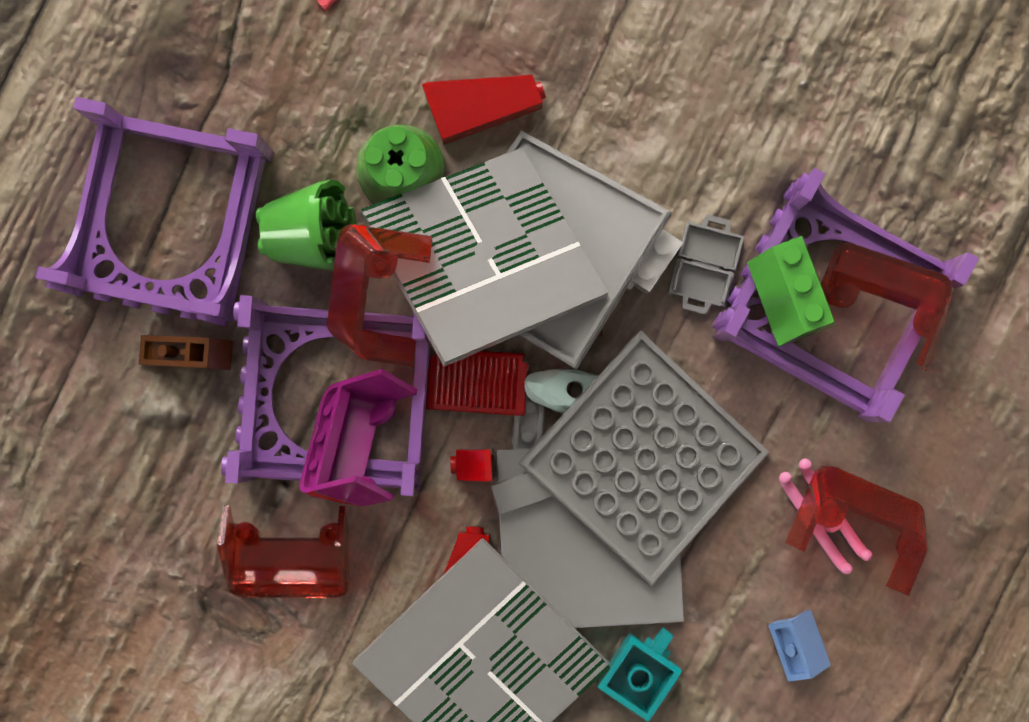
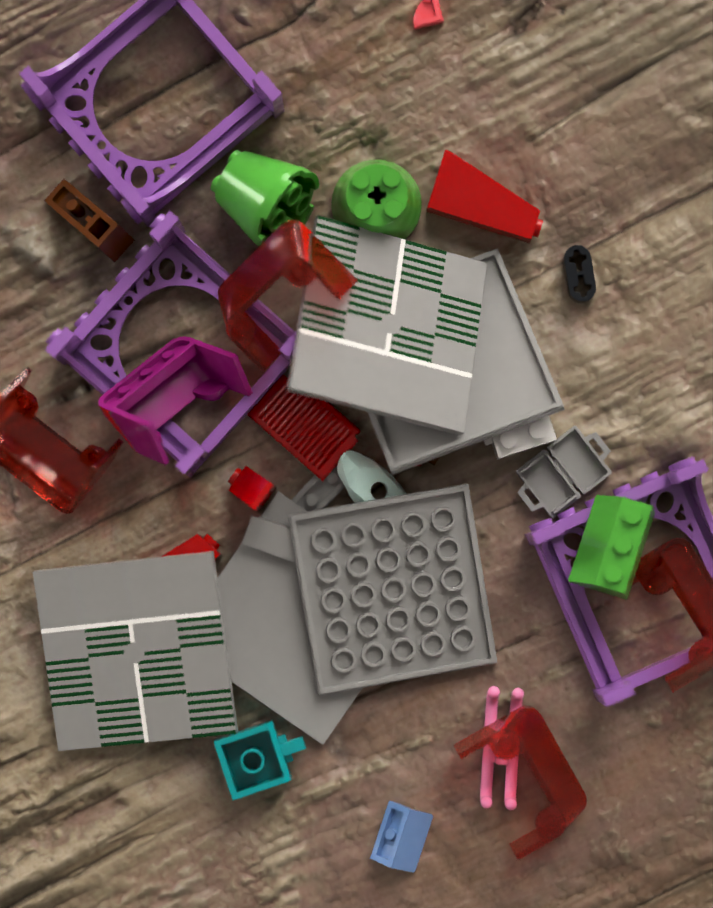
camera: 30 degrees right, 0 degrees up
(604, 96) = (586, 272): none -> black beam

